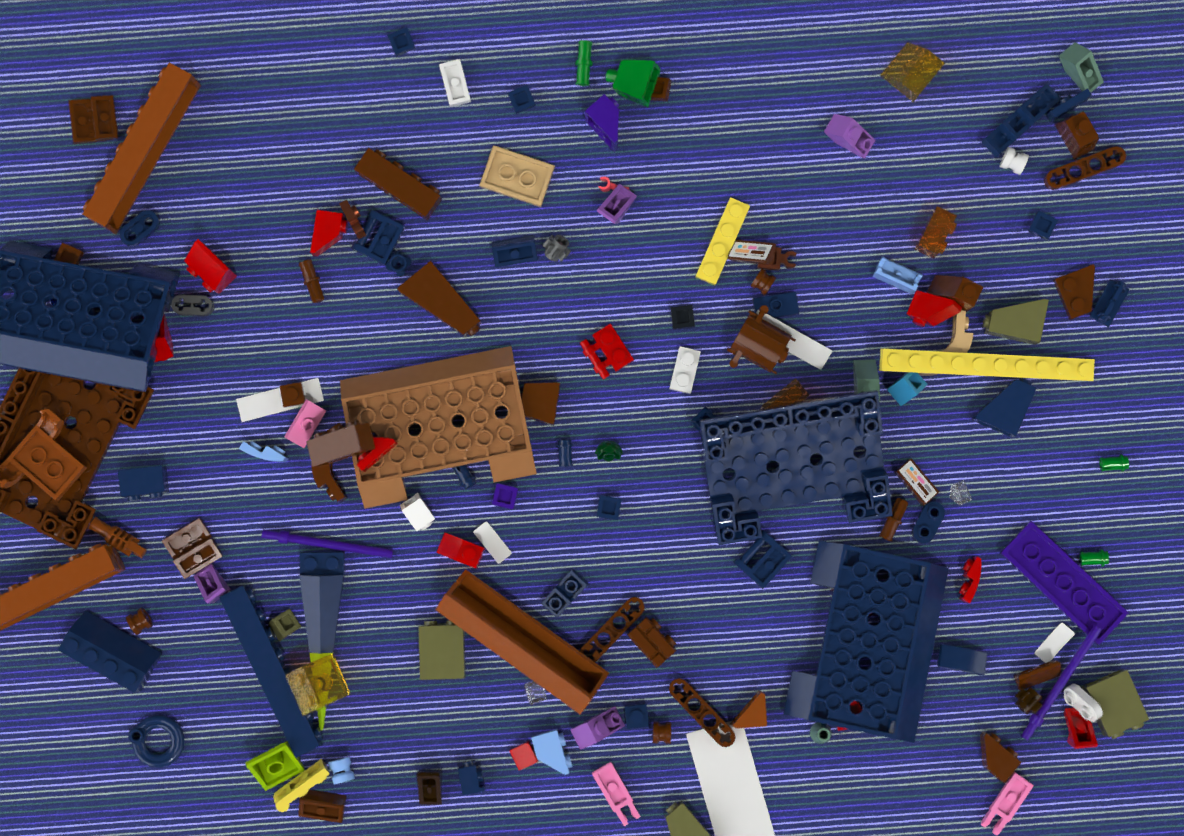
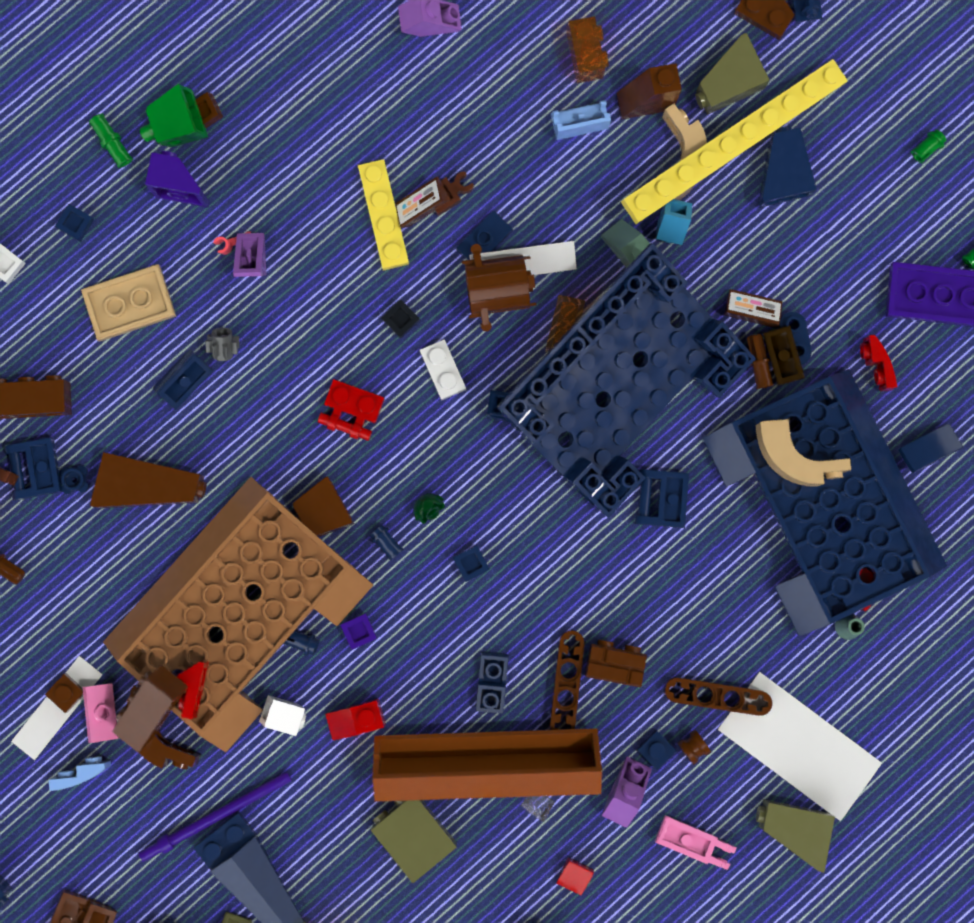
camera: 45 degrees left, 0 degrees up
(492, 542) = (381, 687): white sticker -> none
(550, 750) = (597, 851): light blue slope -> none
(752, 714) = (768, 660): dark orange slope -> none
(763, 281) = (454, 224): reddish brown wheel -> none
(859, 596) = (784, 459): none -> tan arch
(912, 527) = (784, 355): none -> dark brown slope
(931, 309) = (640, 126): red slope -> none
(959, 493) = (803, 287): clear slope -> none

